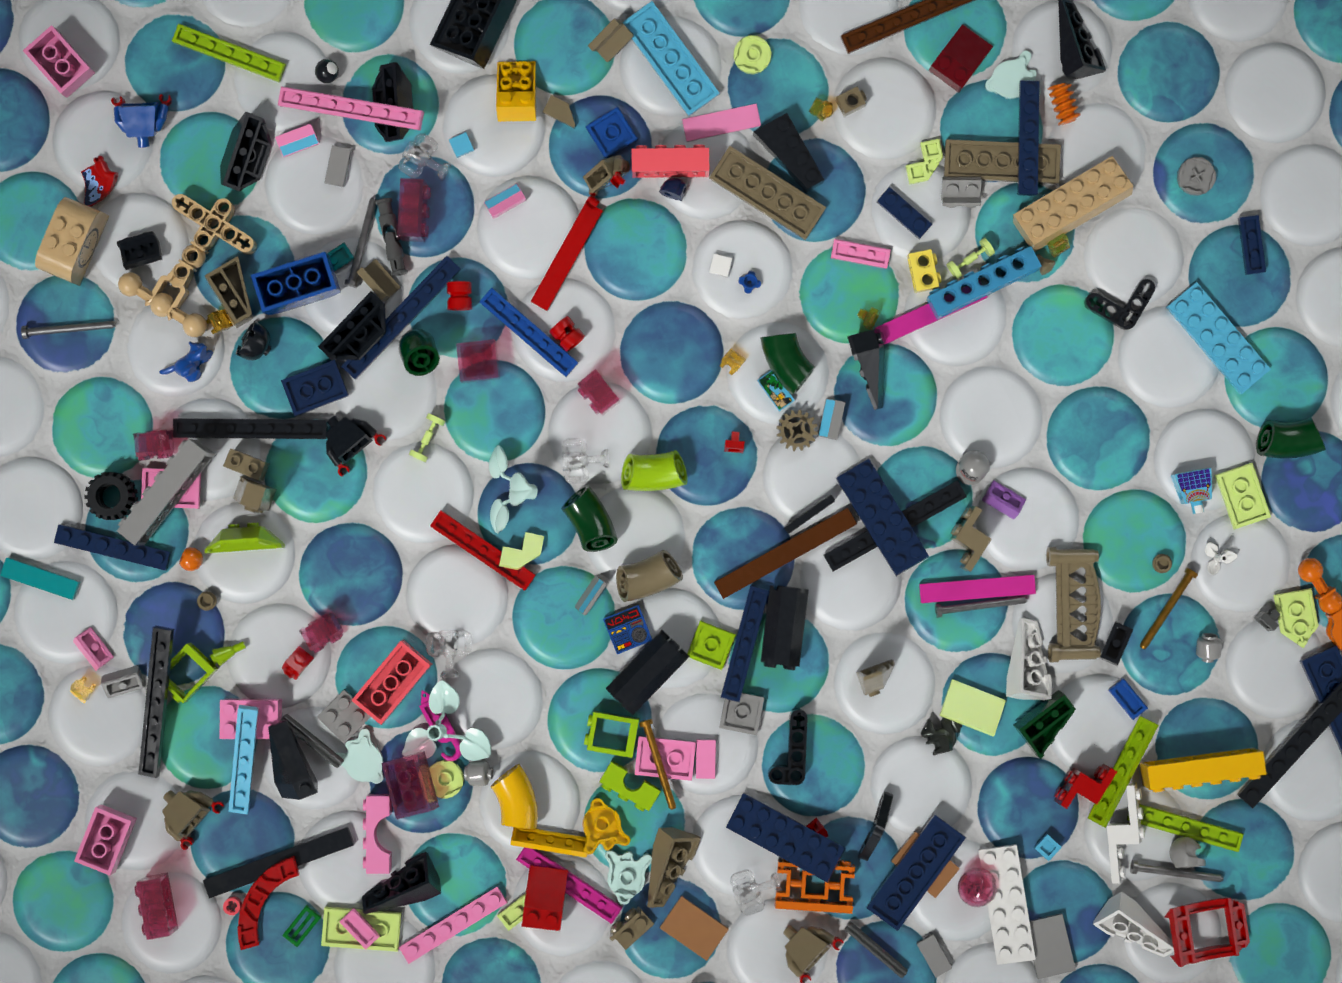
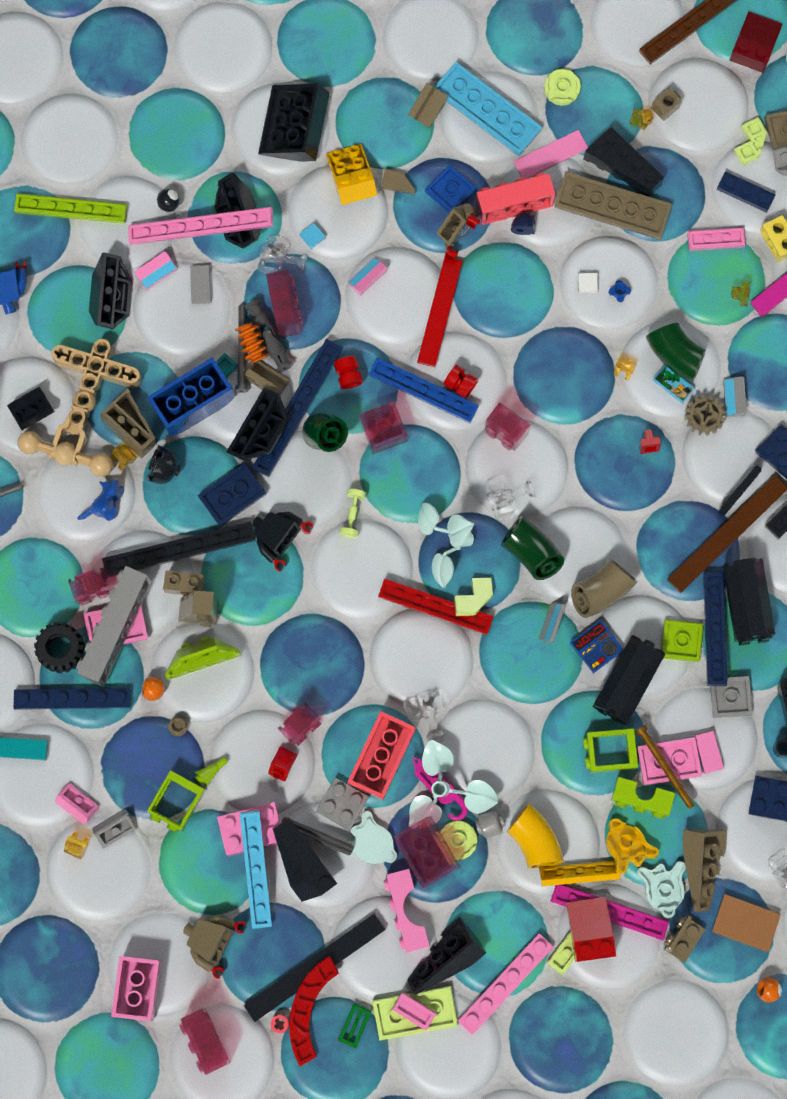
camera: 15 degrees left, 10 degrees down
(156, 701) = (154, 835): black plate -> none
(372, 241) = (251, 342): none -> orange piece
(653, 472) = (579, 488): lime brick -> none
(869, 351) = (752, 322): black wedge -> none

